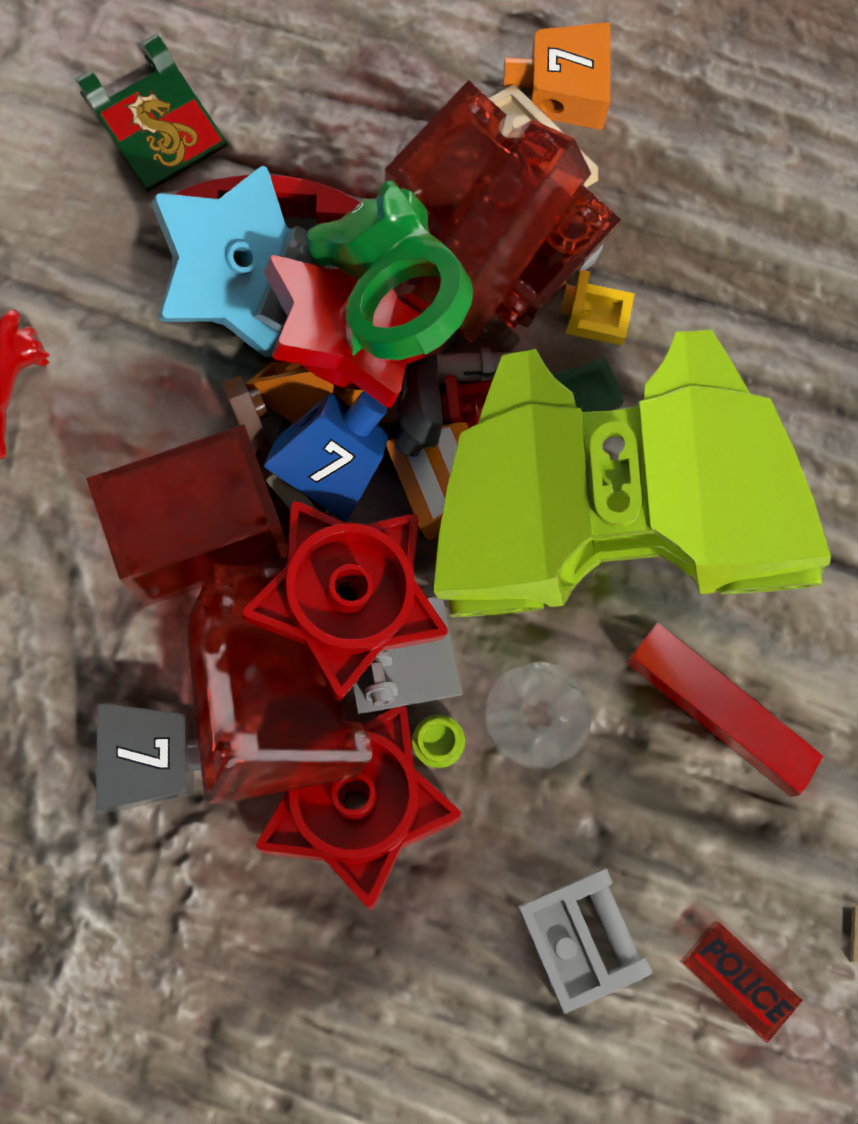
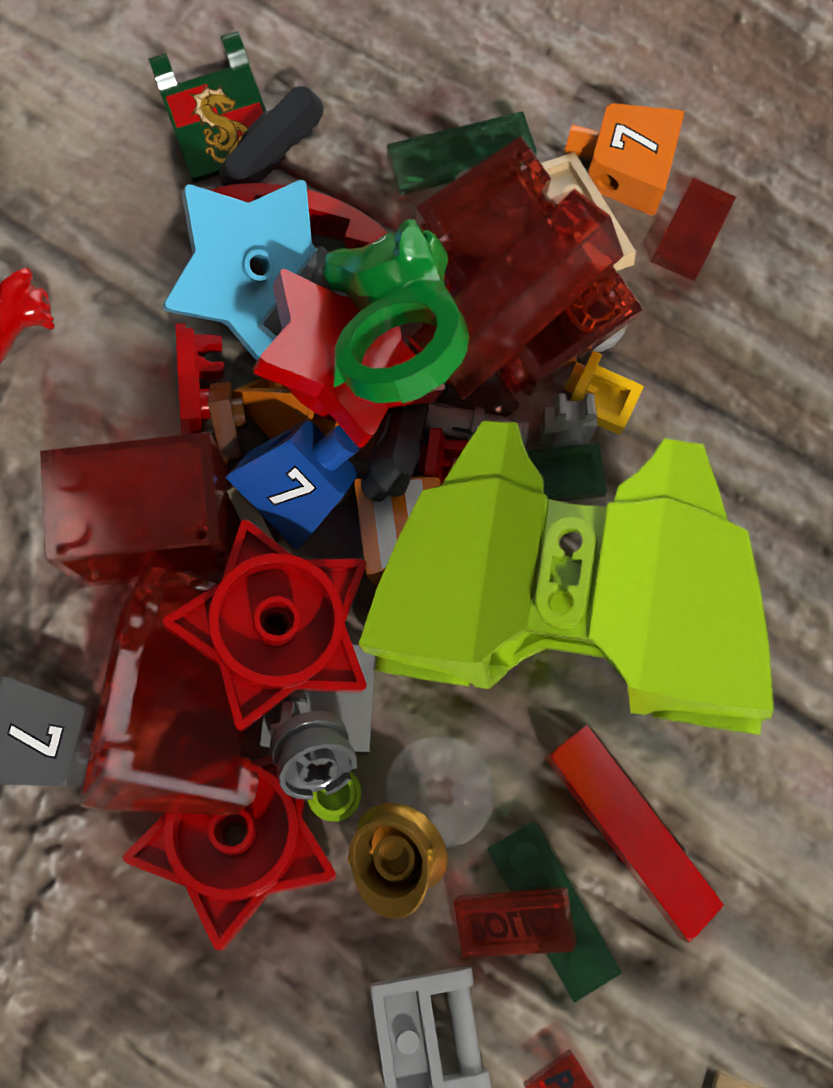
camera: 15 degrees right, 0 degrees up
(197, 372) = (192, 368): none -> red plate
(217, 132) = (272, 137): none -> black piece
(389, 112) = (440, 156): none -> clear green plate
(413, 705) = (312, 754): none -> dark grey wheel
(514, 783) = (396, 858): none -> pearl gold piece
(573, 343) = (568, 422): none -> light grey plate
(637, 816) = (515, 922): none -> clear red tile
(644, 134) = (693, 229): none -> clear red tile
(669, 799) = (529, 864): none -> clear green plate

